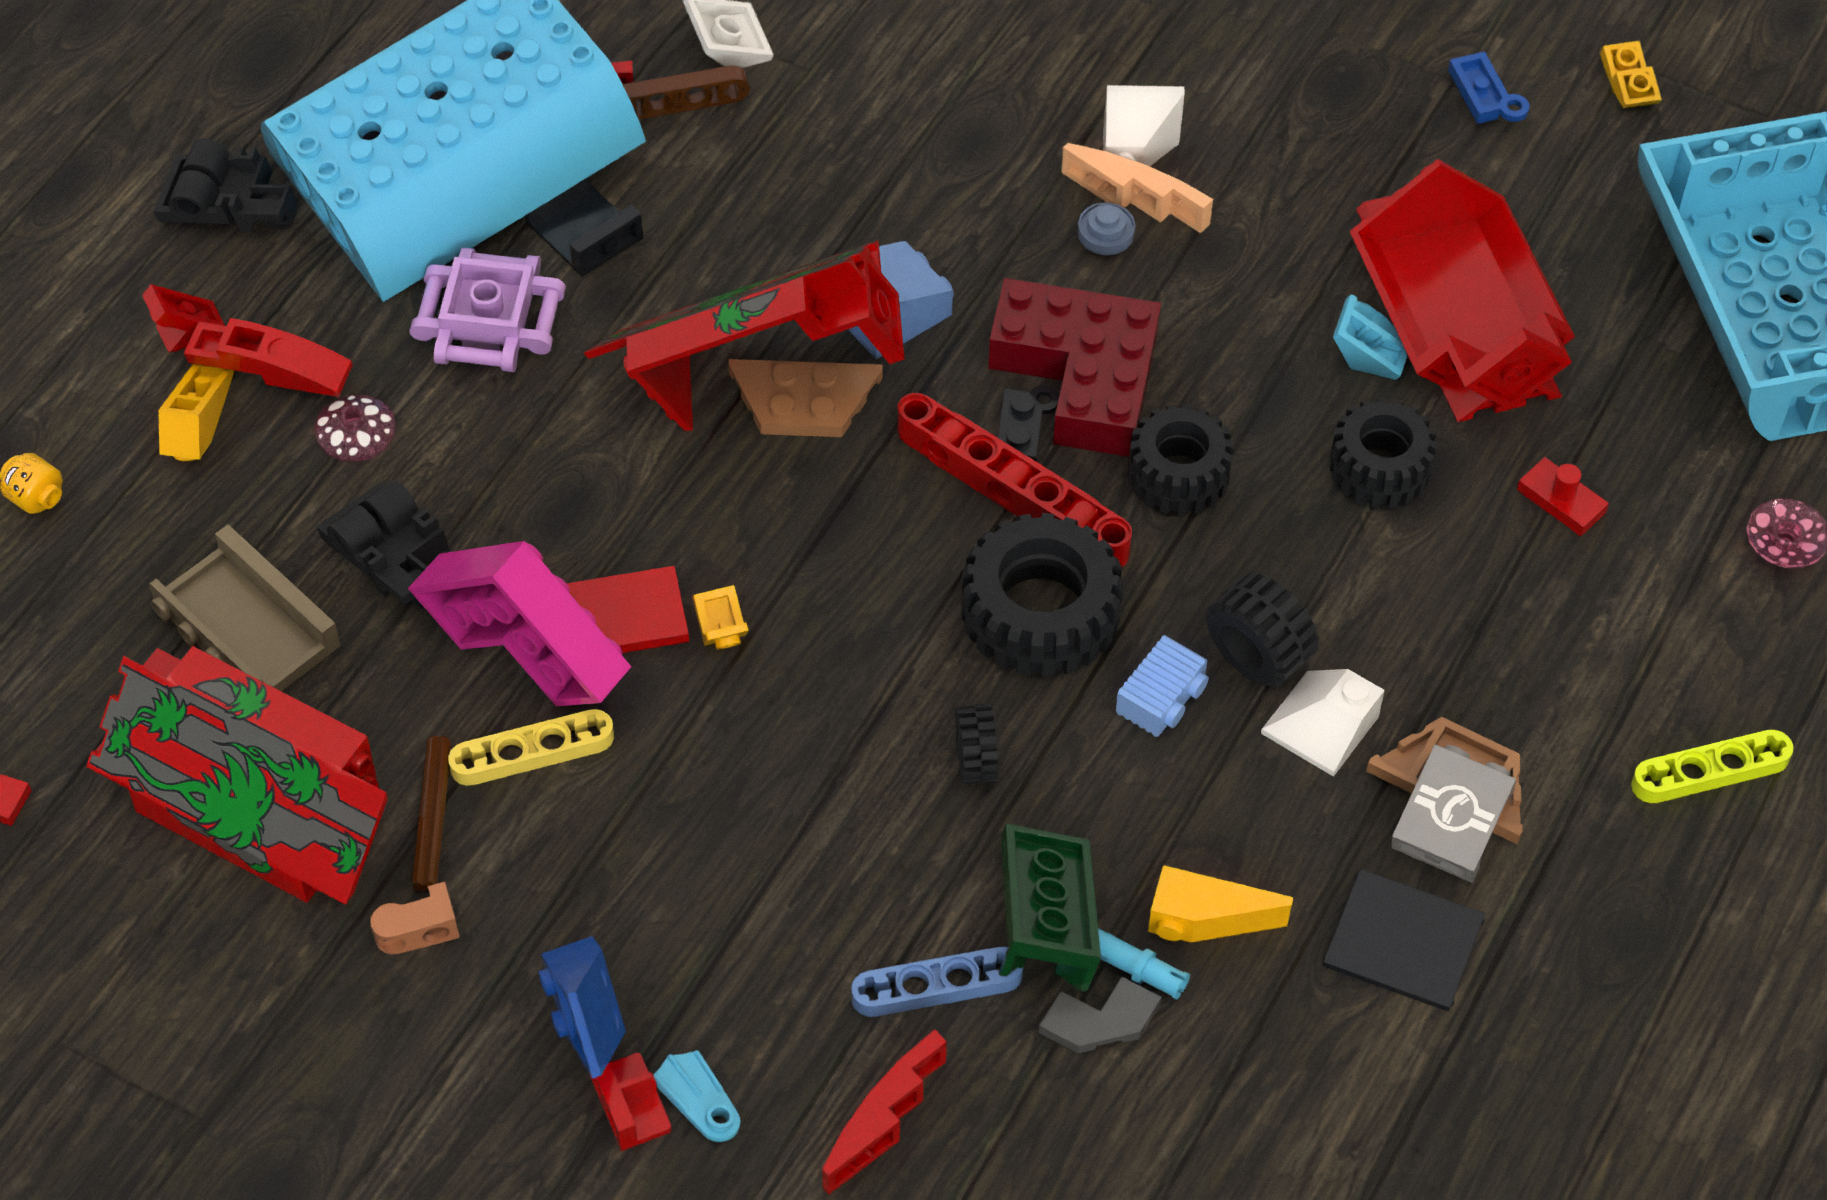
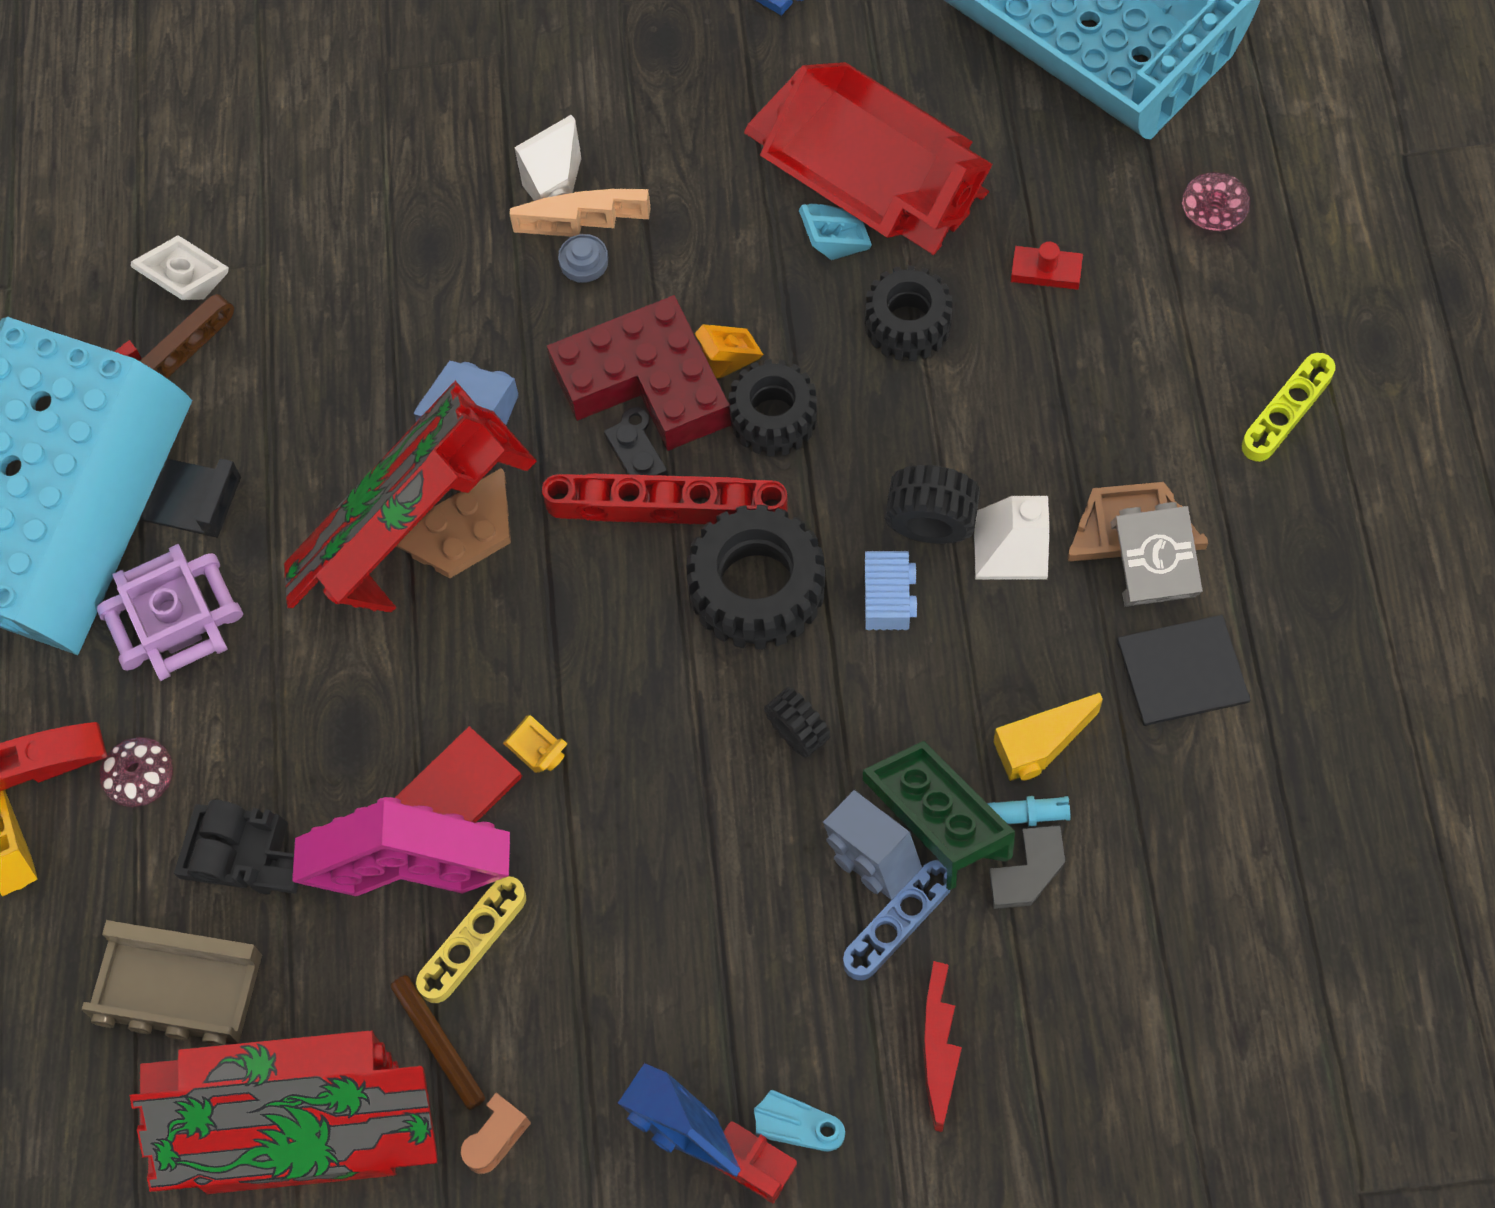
camera: 30 degrees left, 10 degrees up
(956, 890) = (872, 845): none -> sand blue brick
(1179, 381) = (727, 348): none -> light orange slope

